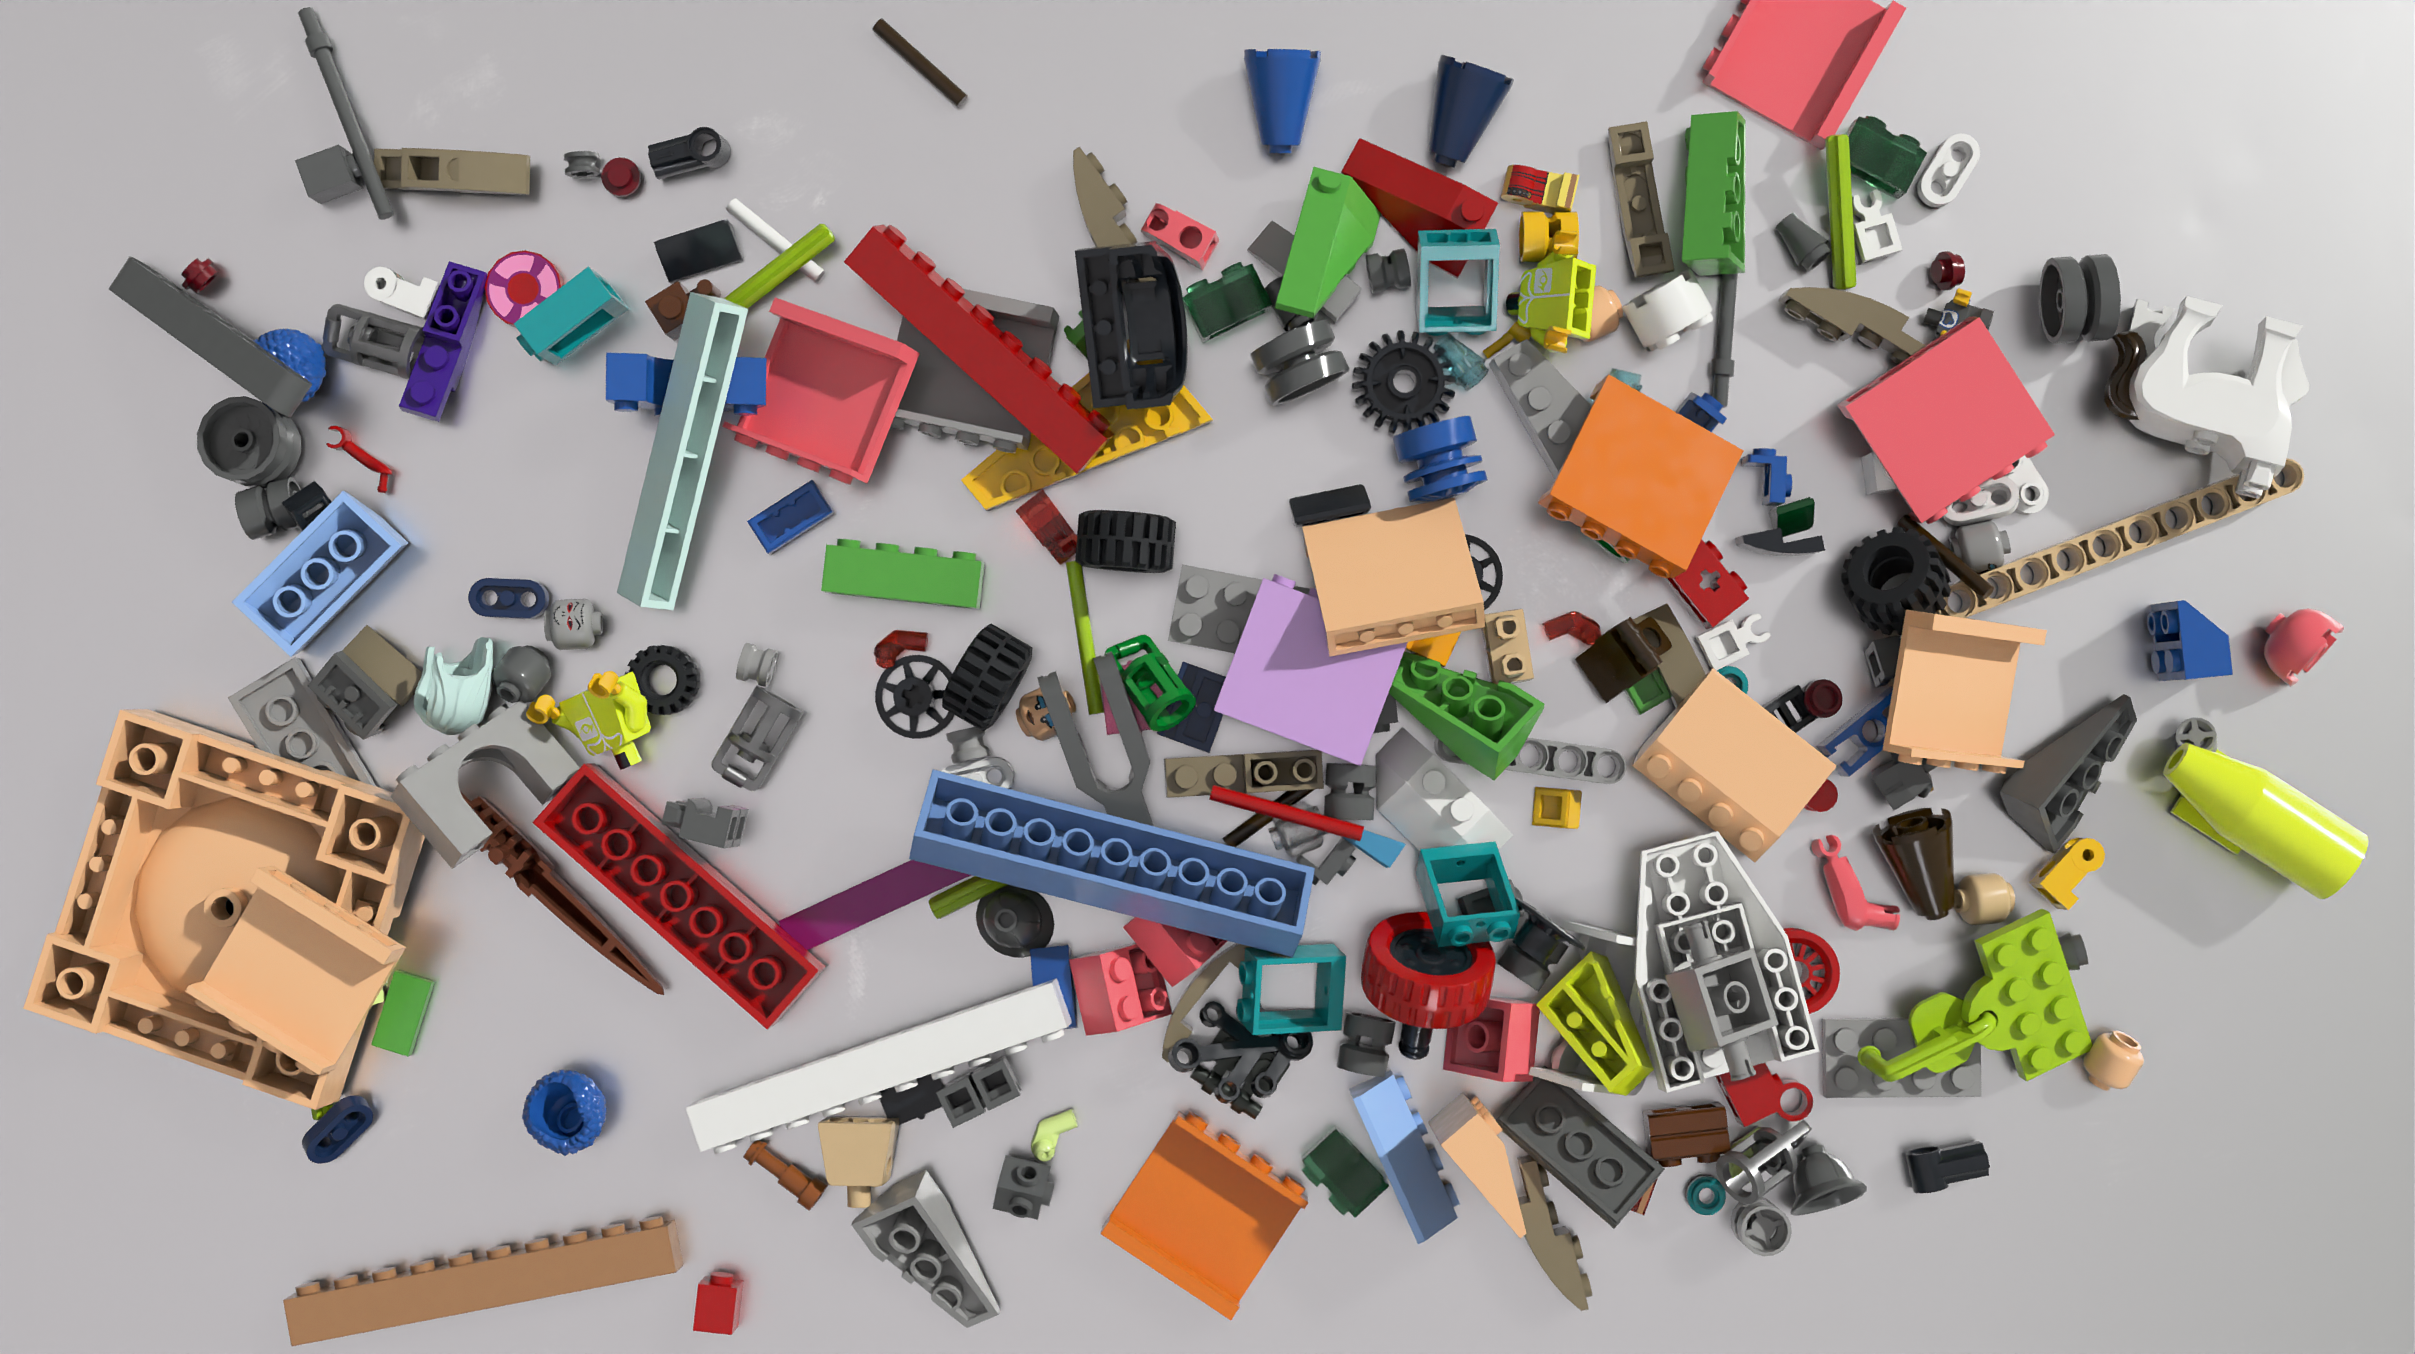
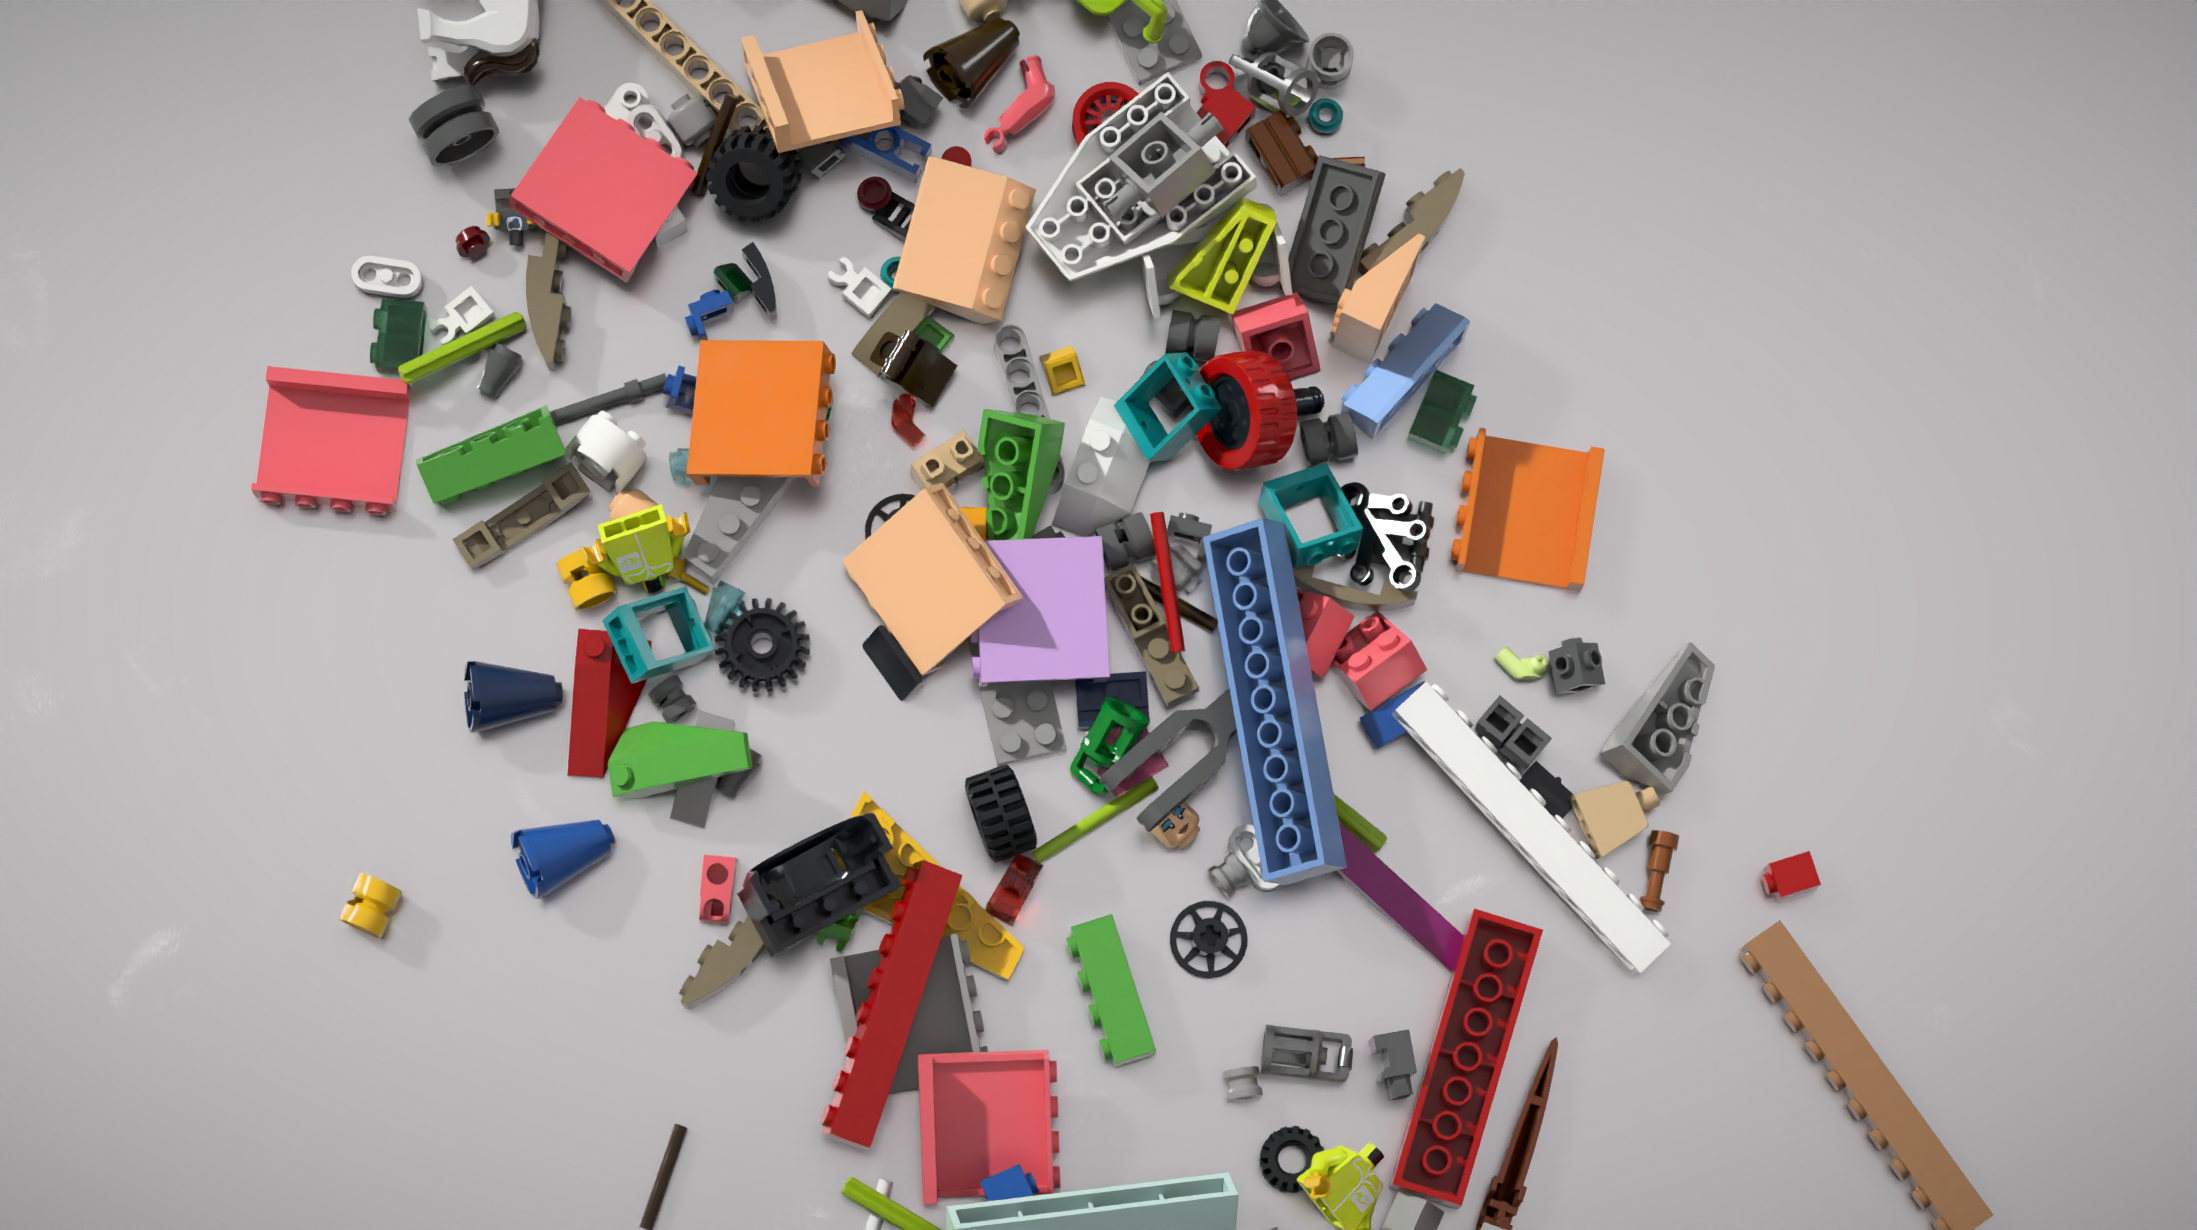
camera: 125 degrees left, 10 degrees down
(564, 1111) = (1691, 1073): blue hair -> none
(790, 517) = (1104, 1112): blue plate -> none
(895, 643) = (1171, 975): clear red arm -> none
(986, 677) = (1166, 878): black tyre -> none
(1015, 921) = (1360, 773): dark grey hat -> none
(1226, 302) = (757, 822): clear green brick -> none
(1297, 357) = (780, 740): dark grey wheel -> none
(1378, 847) = (1161, 496): dark azure slope -> none
(1440, 459) = (815, 585): blue wheel -> none
(1539, 189) = (547, 602): leg -> none
(1540, 935) = (1174, 332): black wheel -> none
(1708, 604) = (824, 307): red brick -> none

